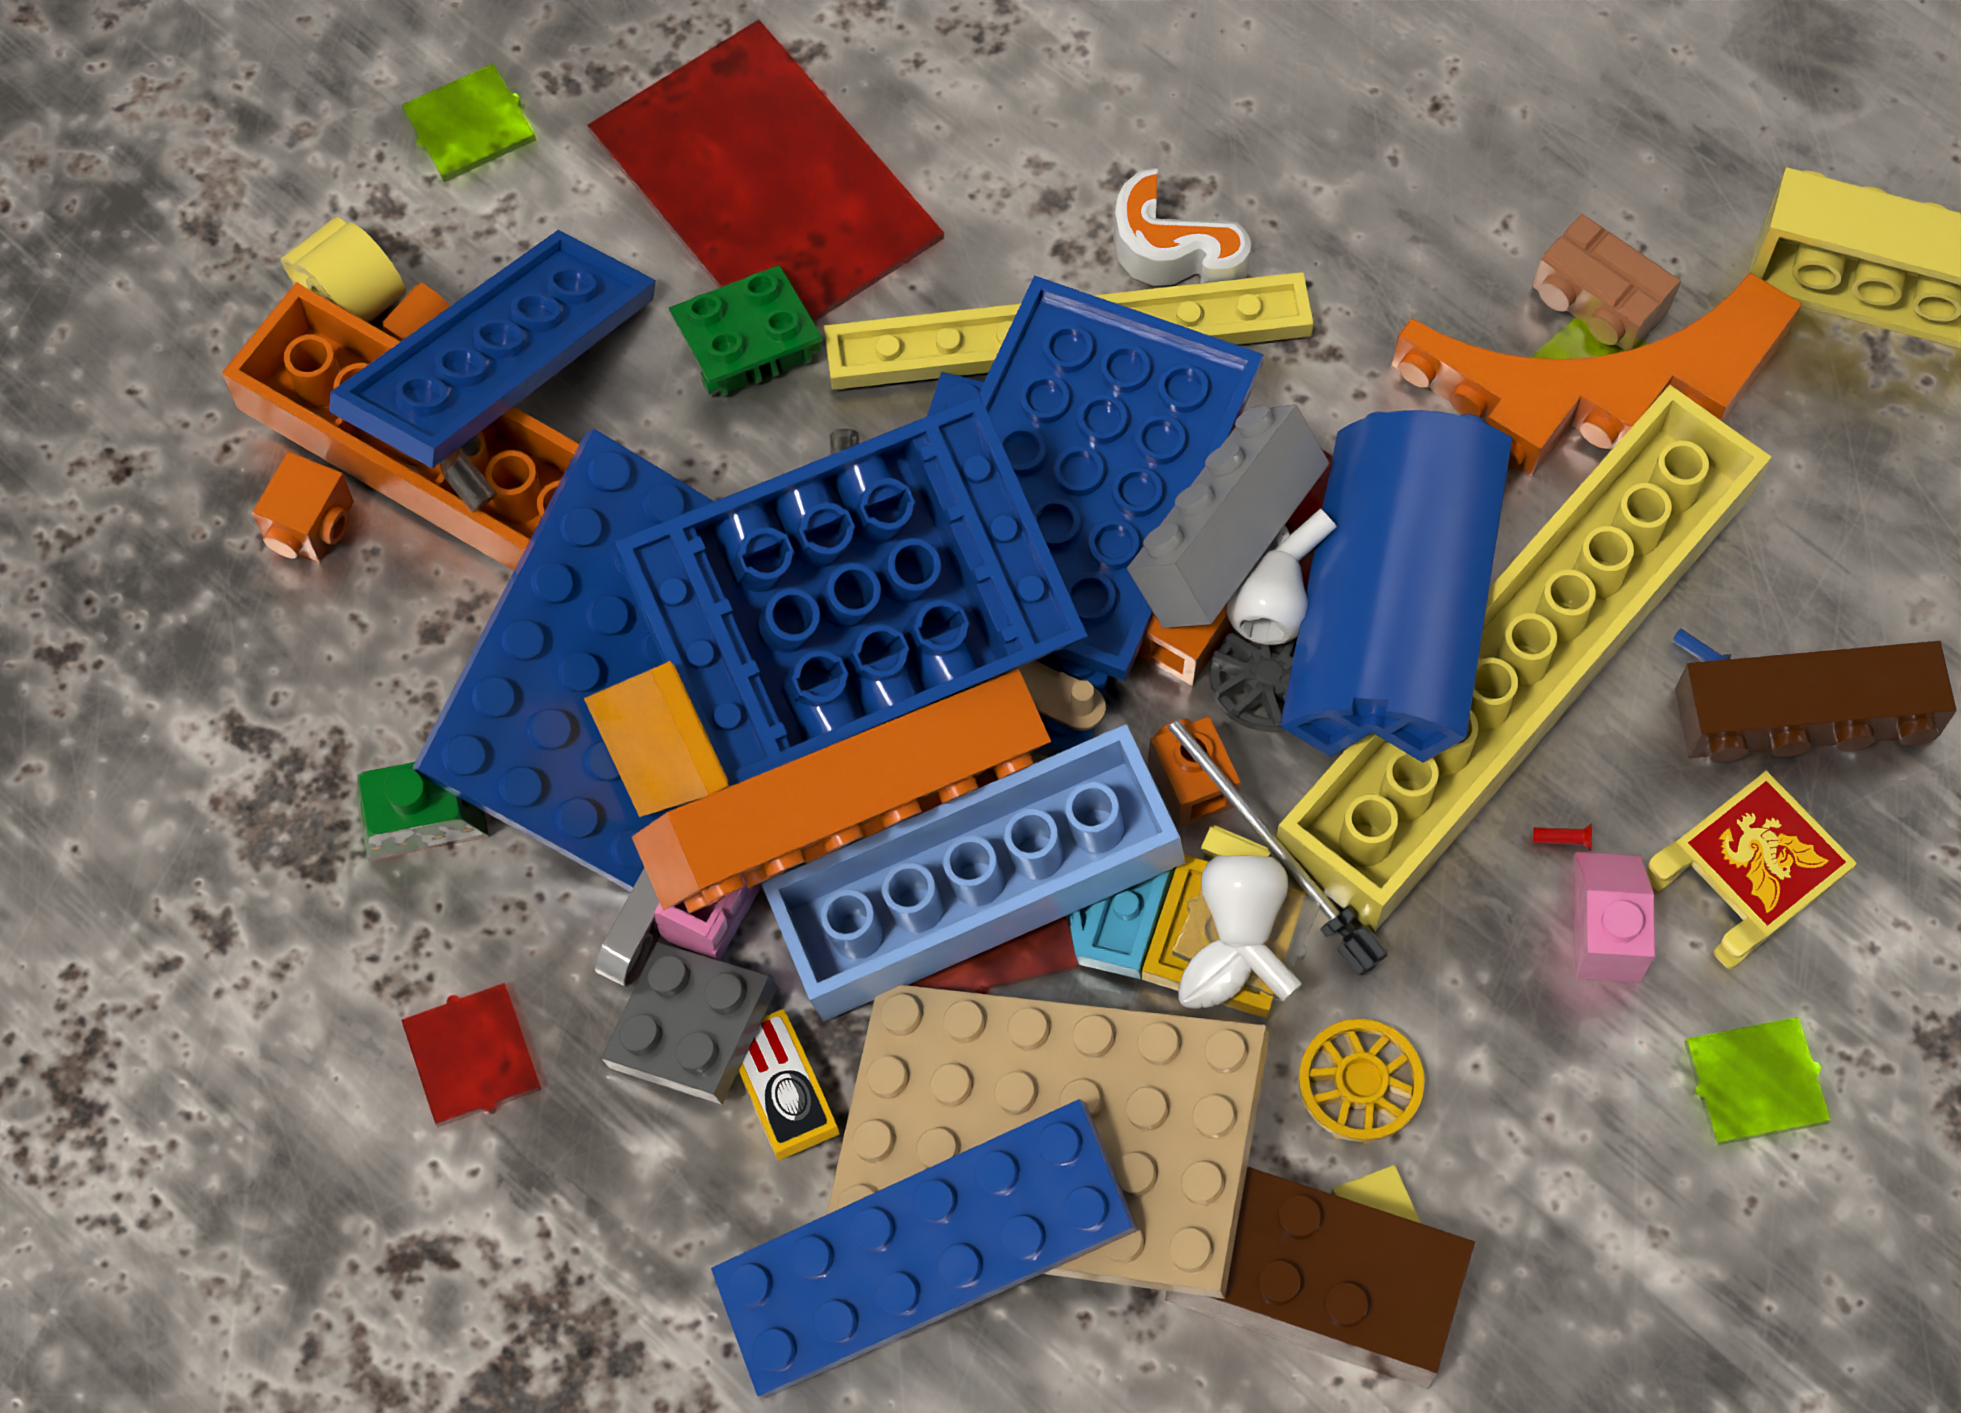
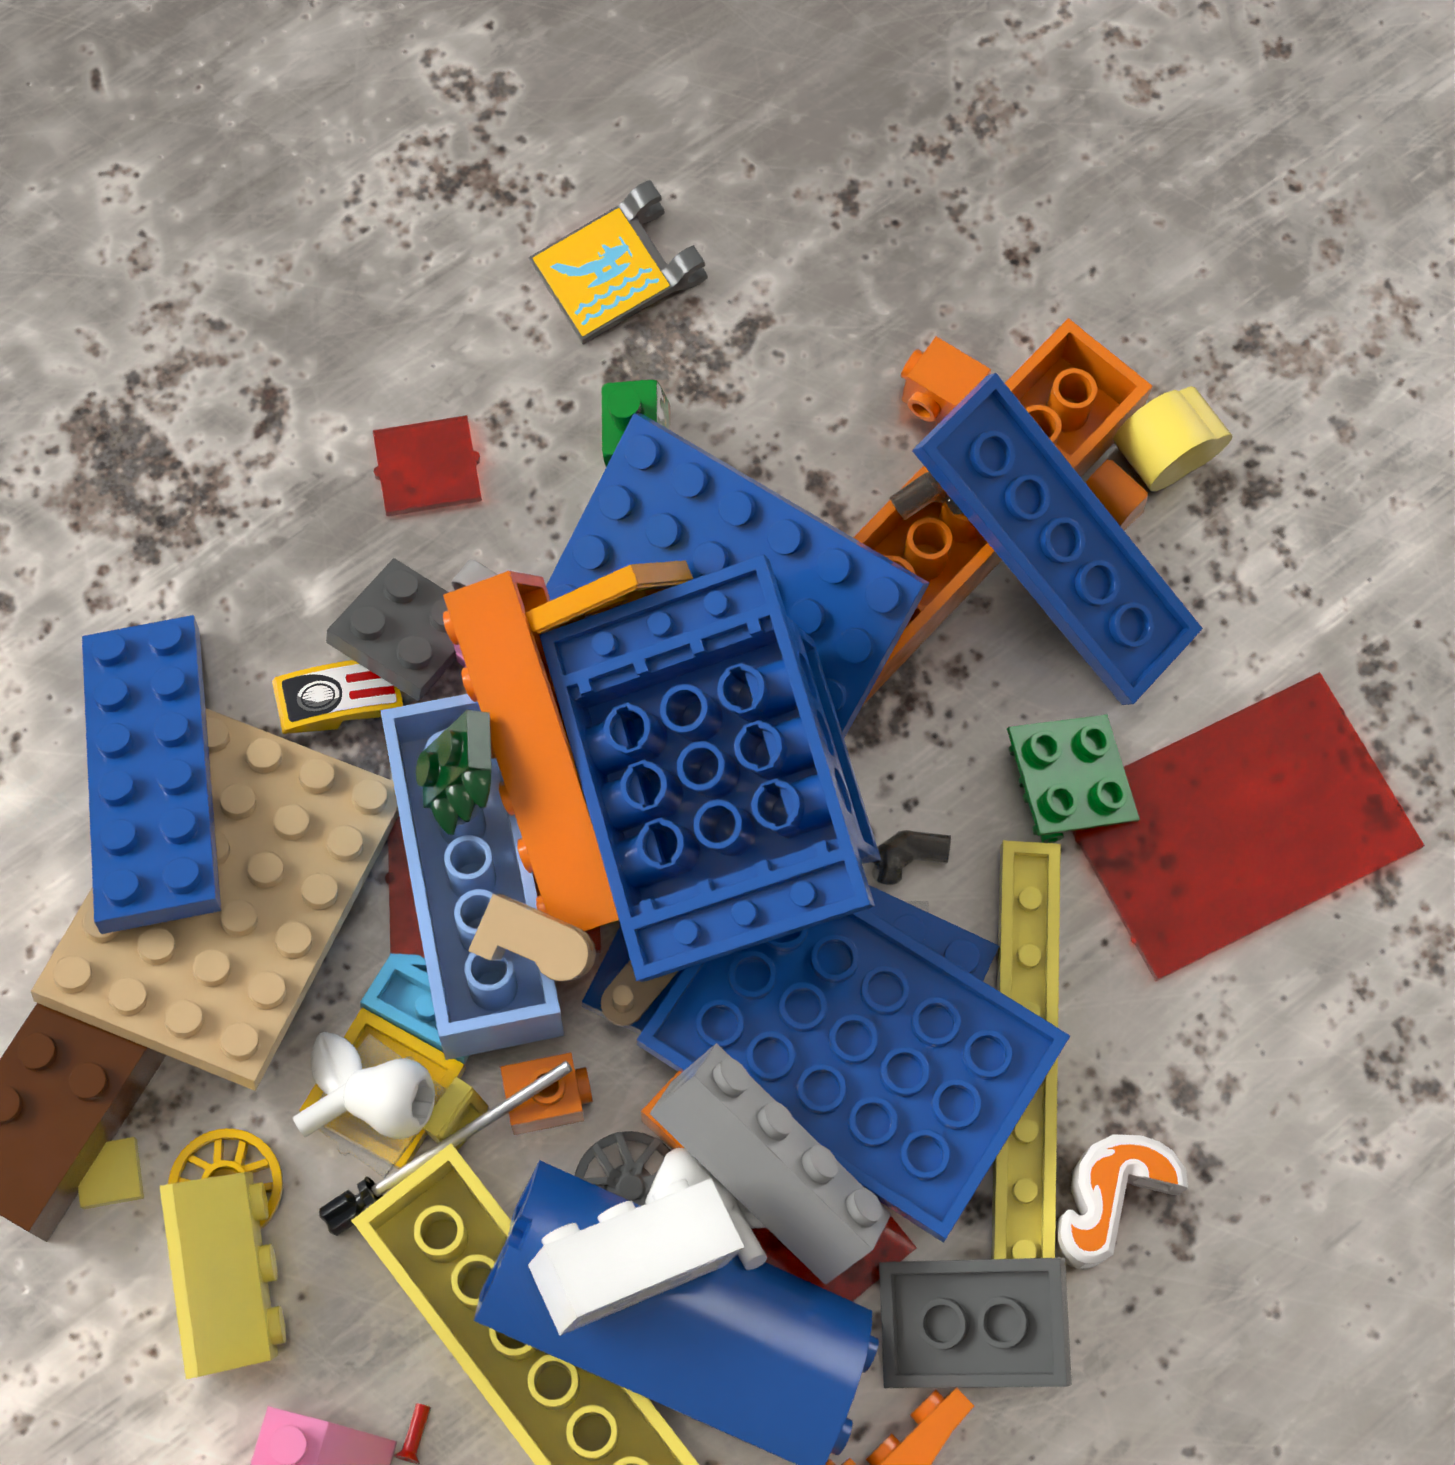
camera: 95 degrees right, 5 degrees up
(186, 895) = (613, 266): none -> flag
(468, 122) = (1336, 570): clear neon green piece -> none
(886, 863) = (457, 770): none -> dark green plate
(1057, 751) = (555, 945): none -> tan leg
(1332, 328) = (975, 1323): none -> dark grey plate
(1367, 593) = (633, 1253): none -> white brick
(1463, 1038) = (221, 1273): none -> light yellow slope

